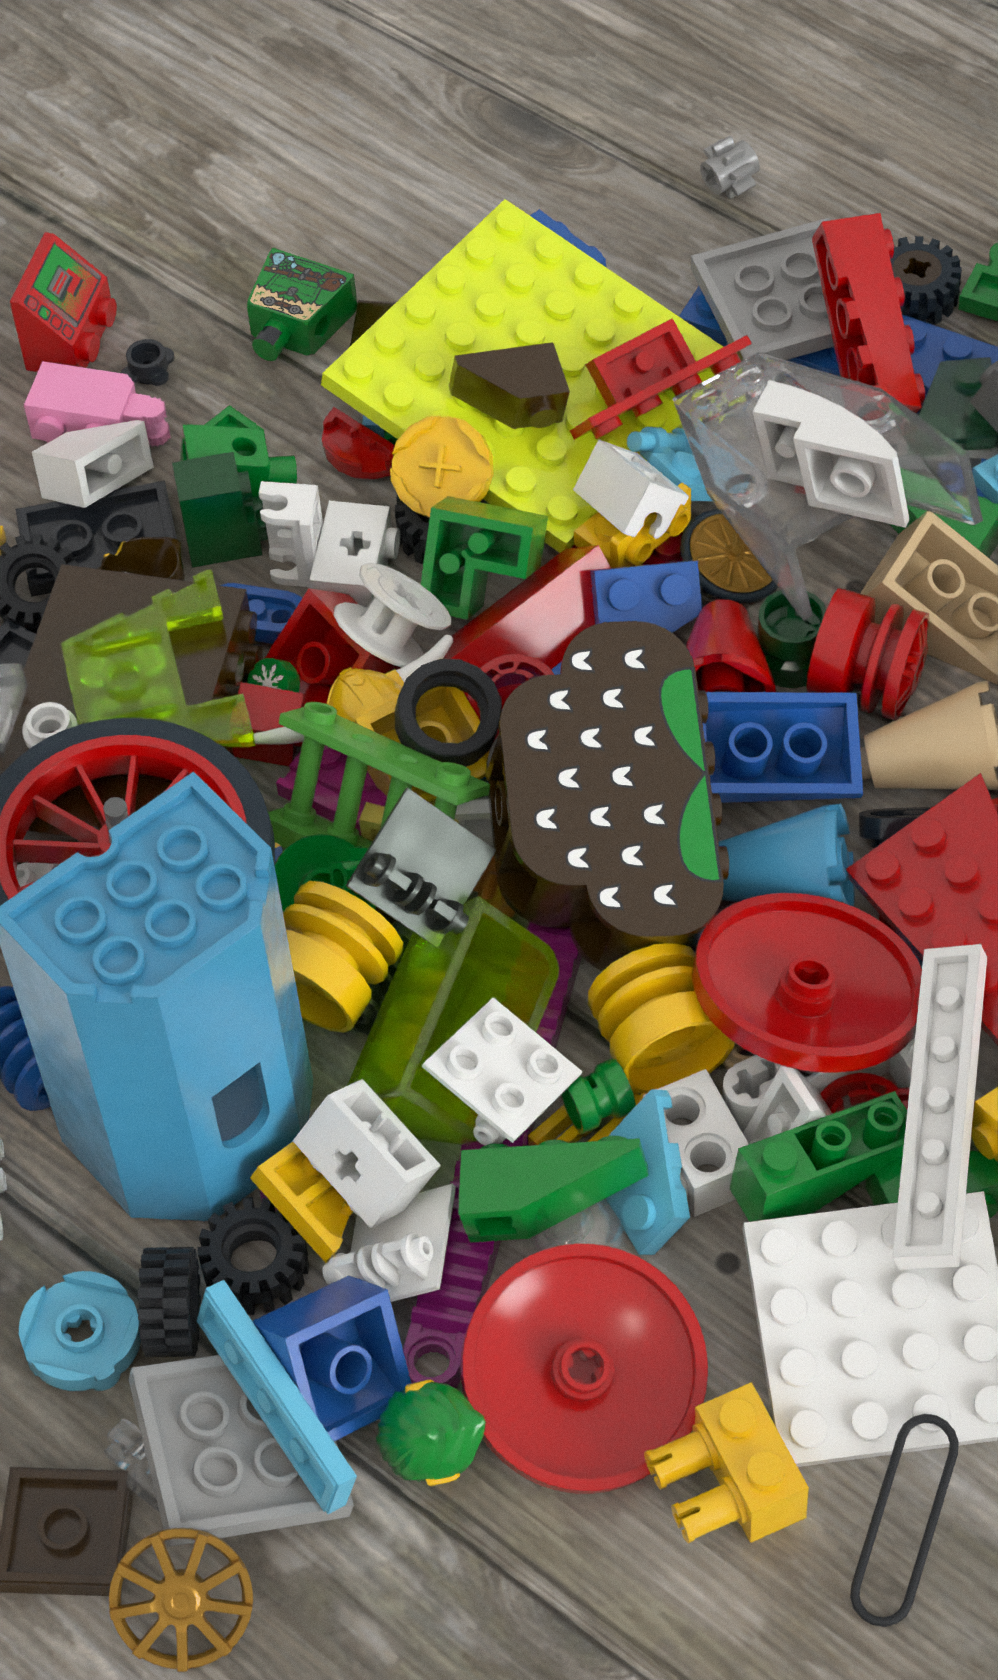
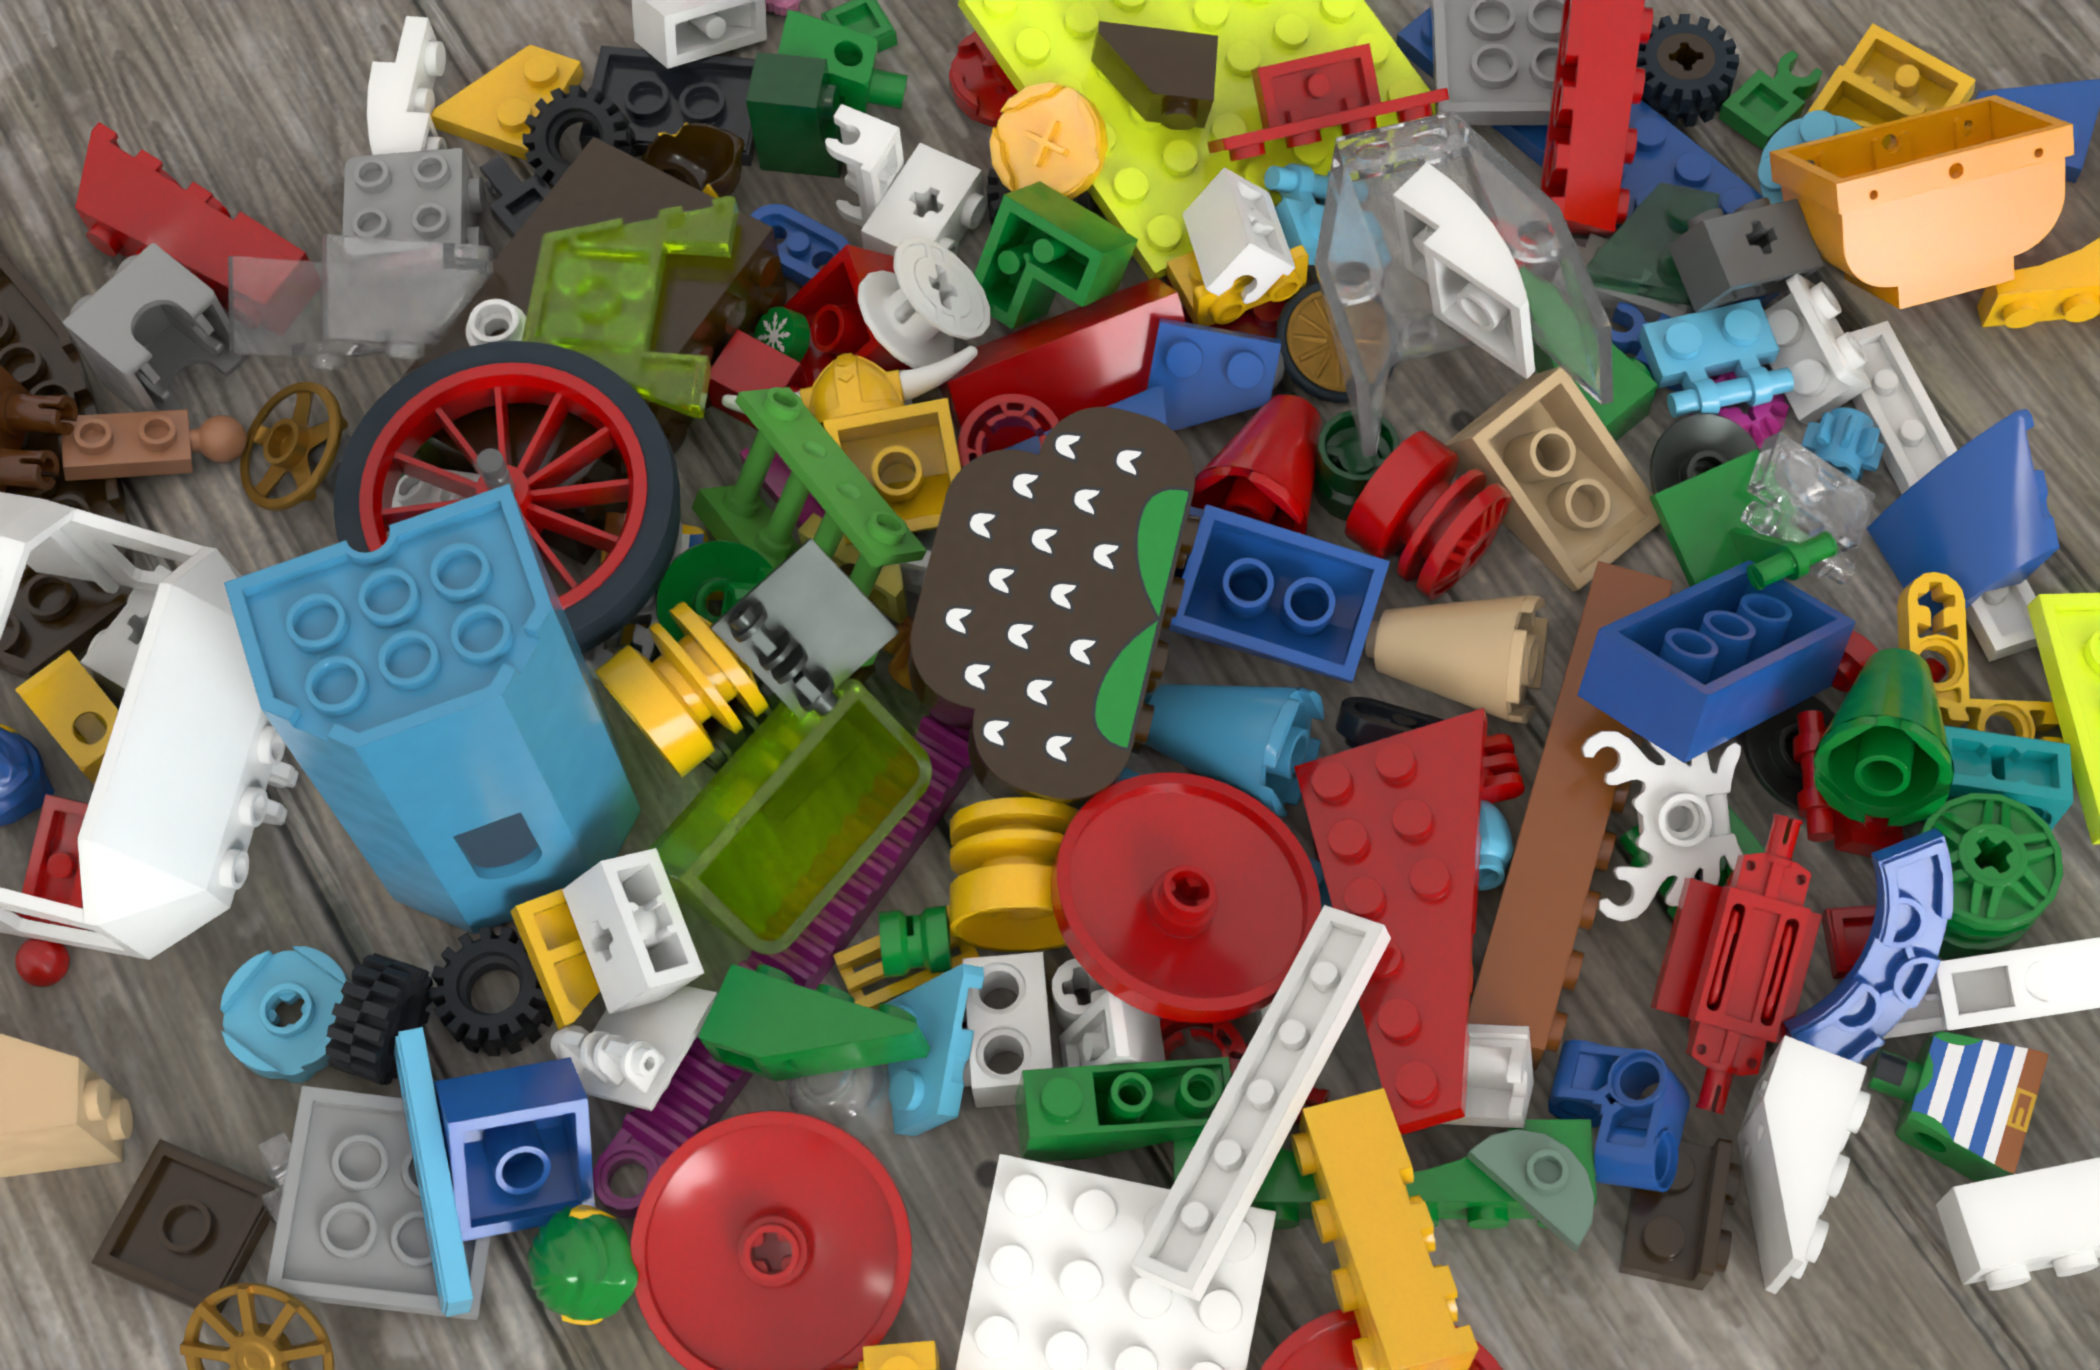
camera: 20 degrees right, 10 degrees up
(463, 677) = (895, 406): black tyre -> none
(501, 1072) = (809, 888): white hinge -> none

